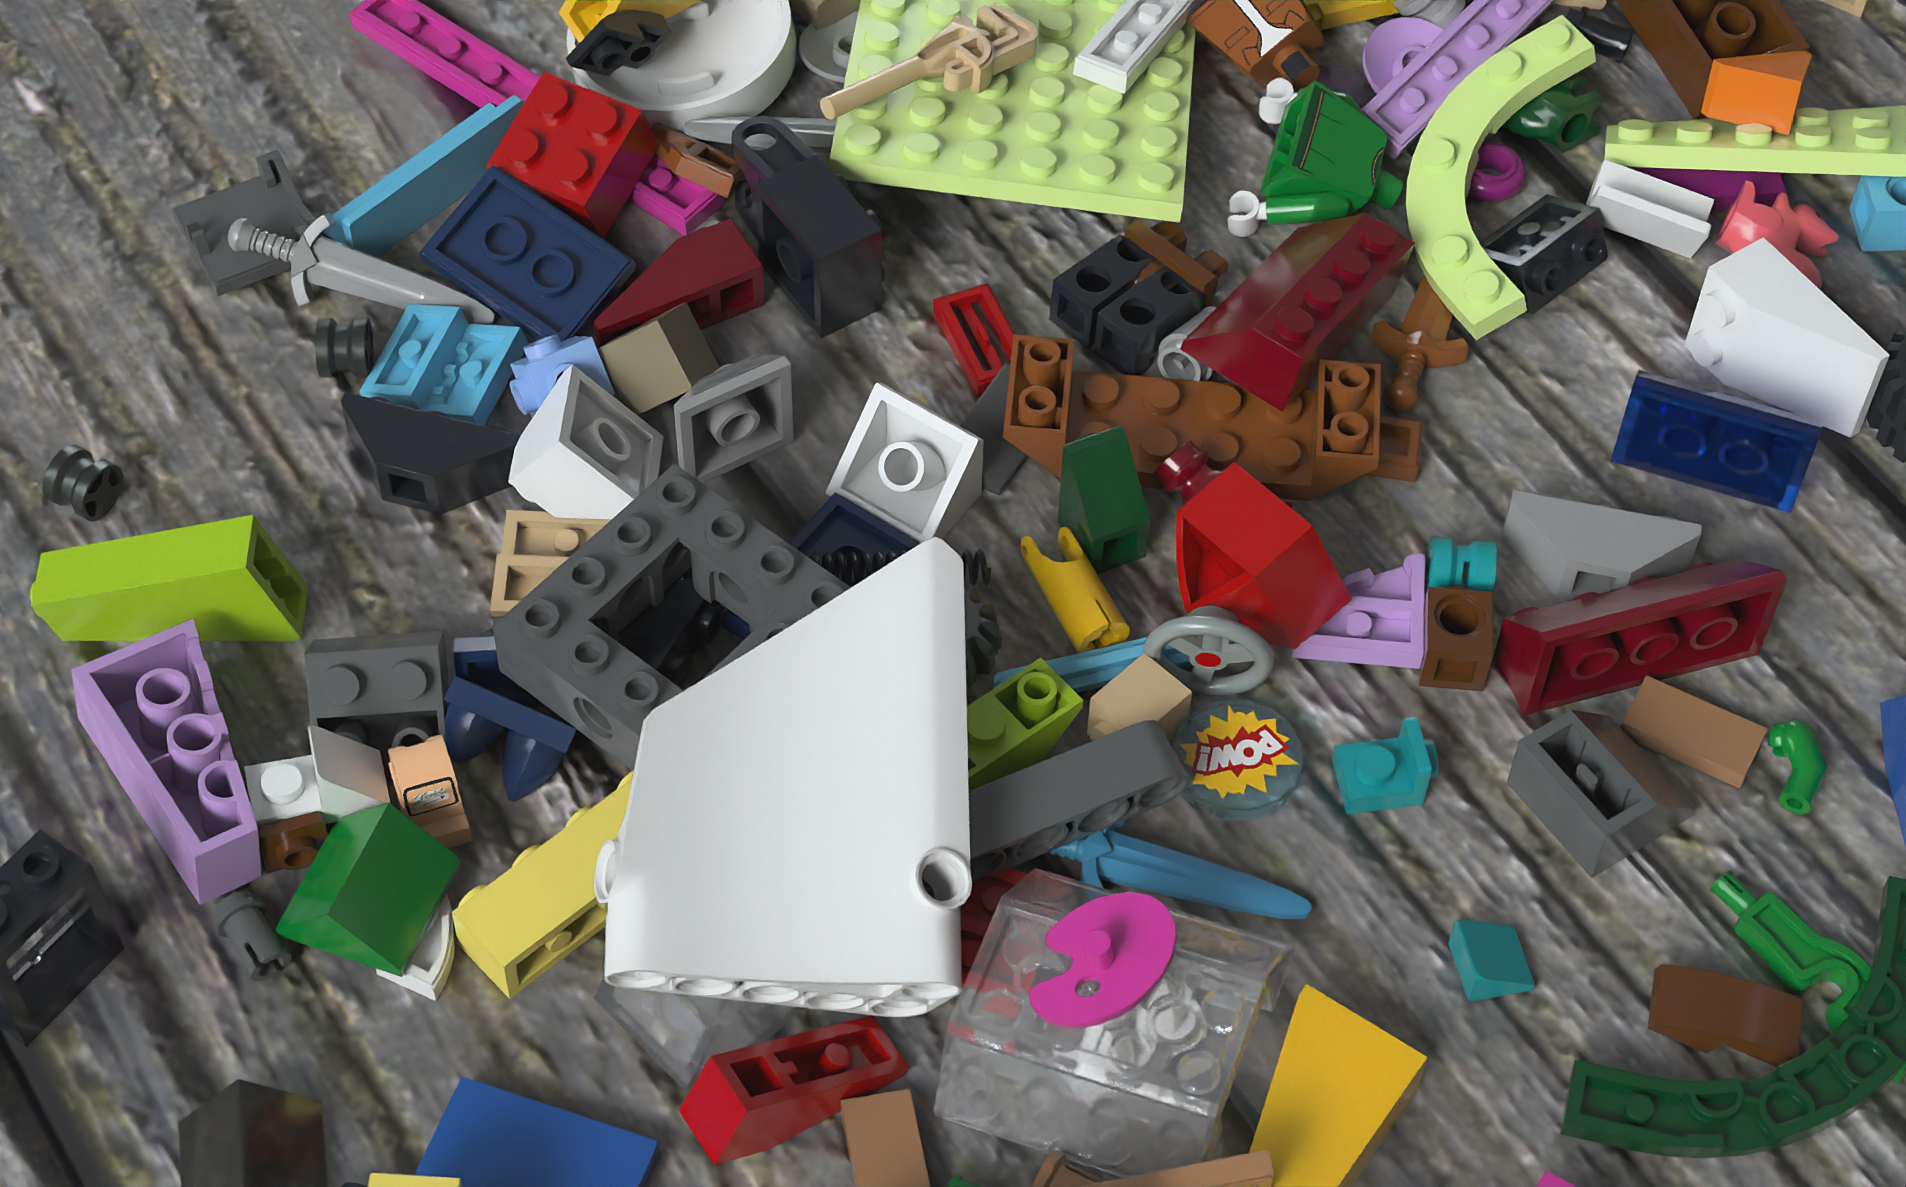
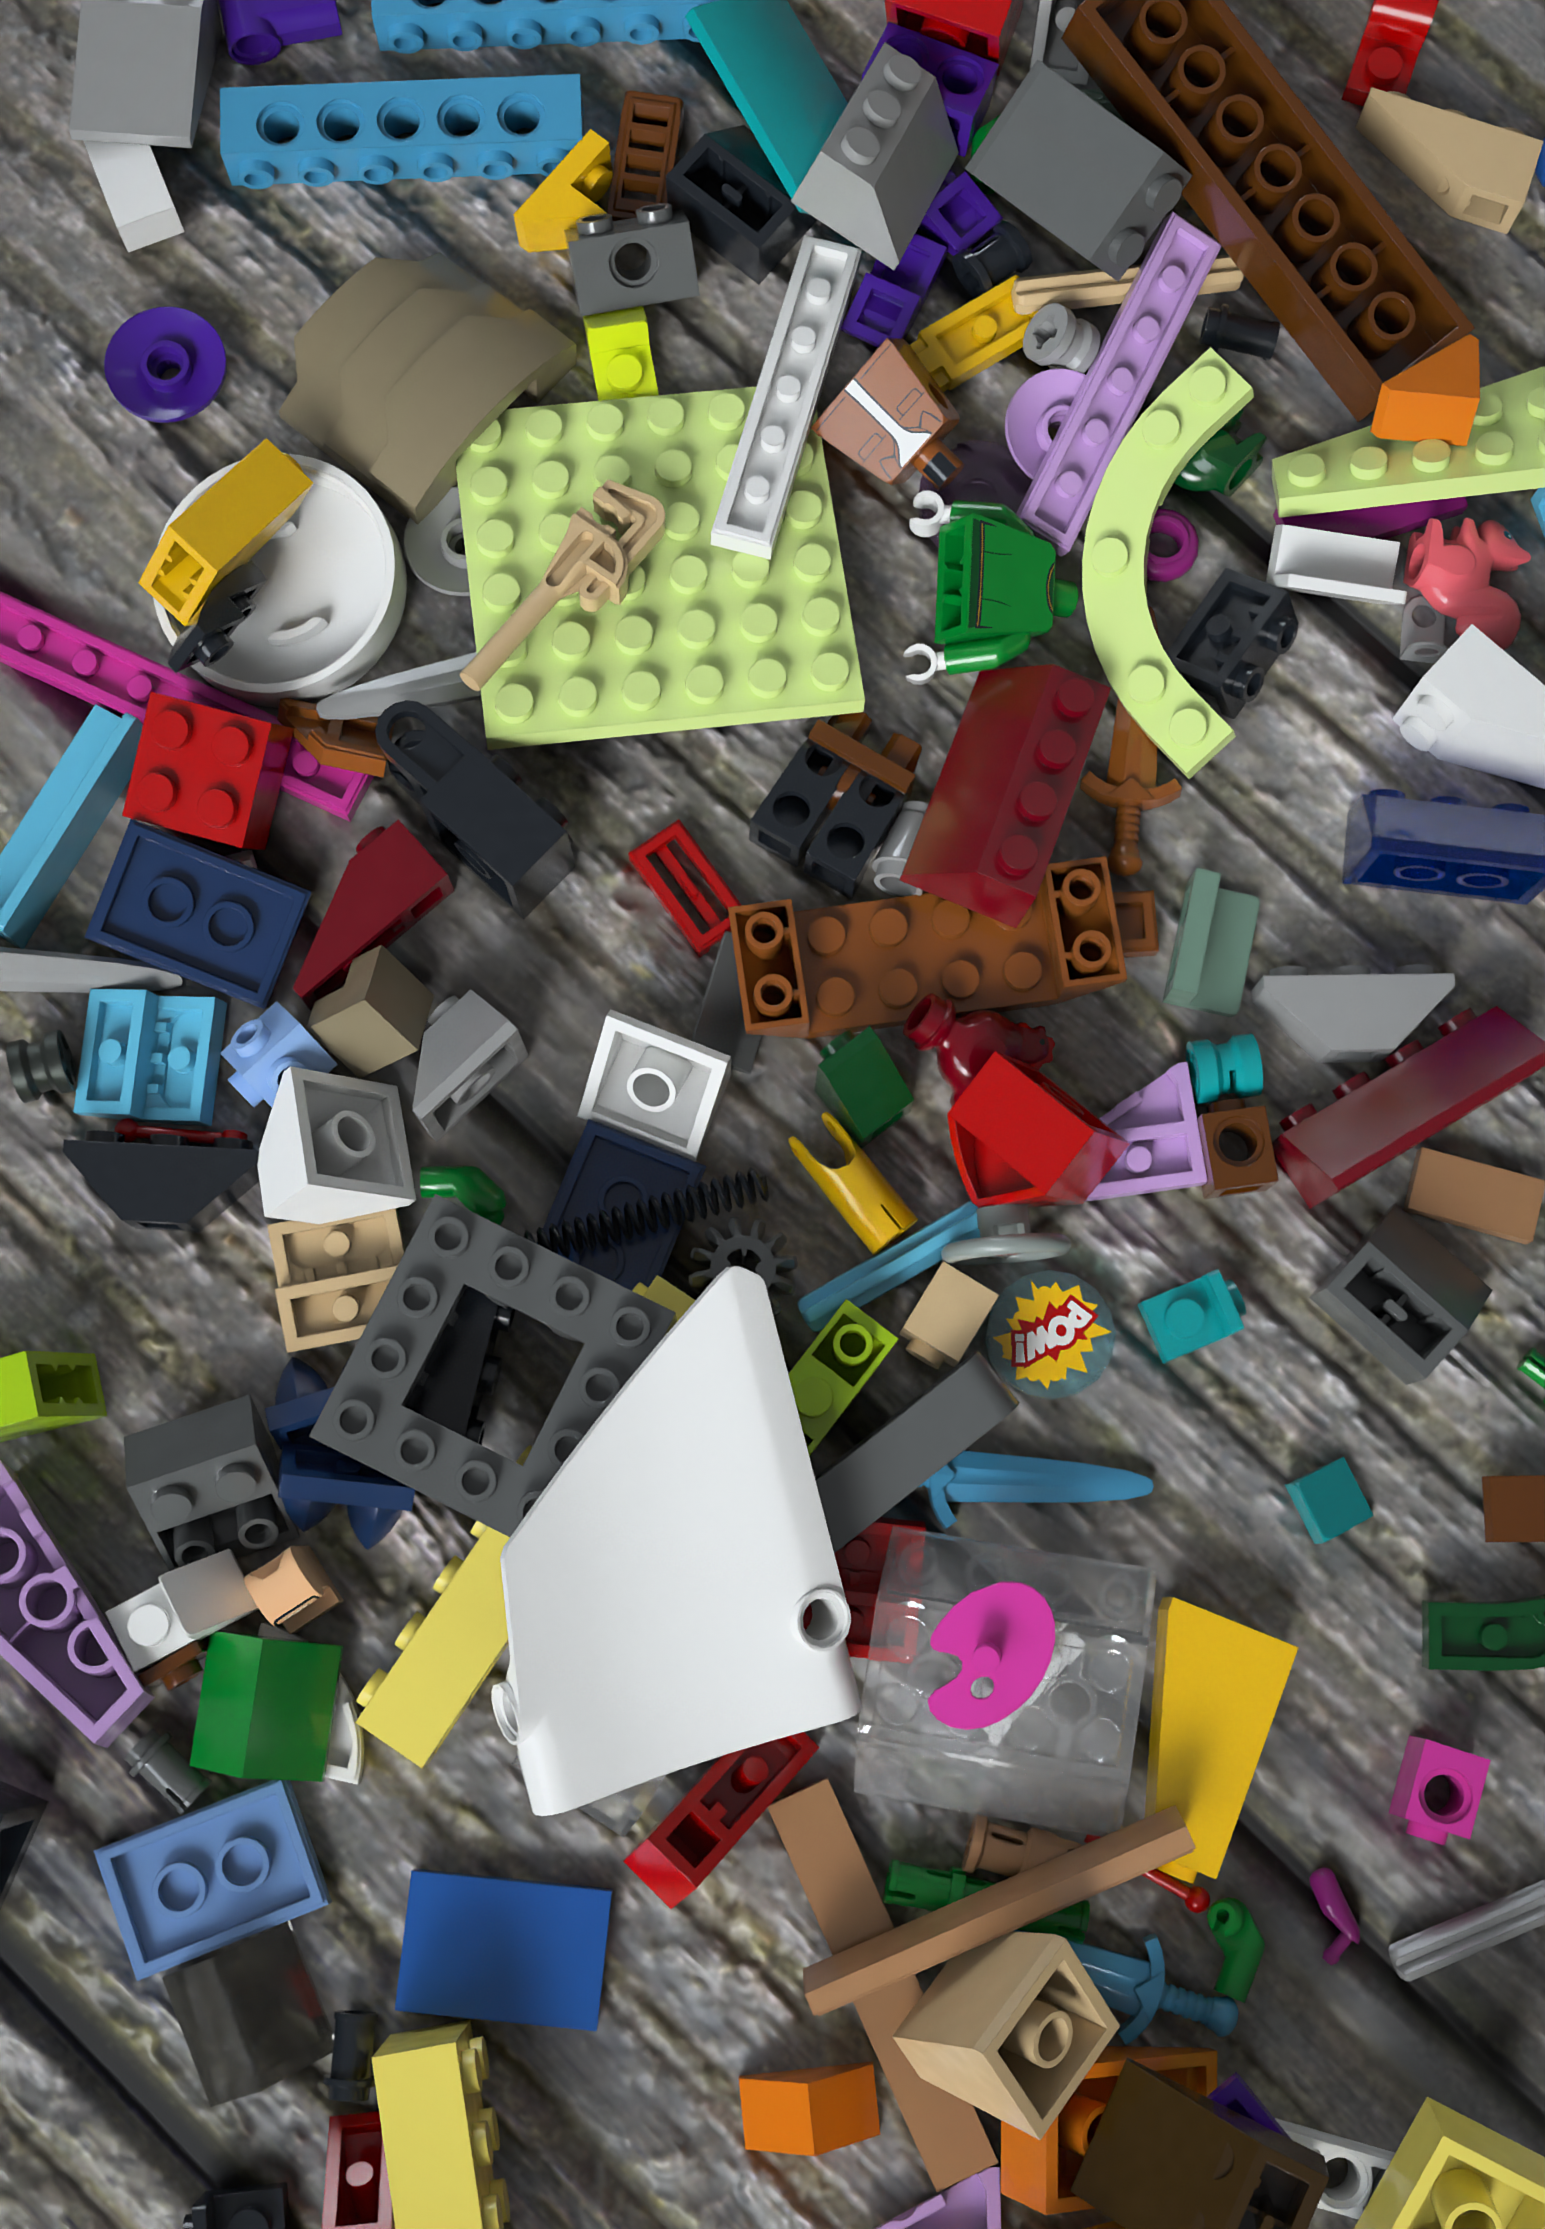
camera: 15 degrees left, 25 degrees up
(277, 1031) = (212, 1877): none -> medium blue tile
(1468, 477) = (1211, 946): none -> sand green panel

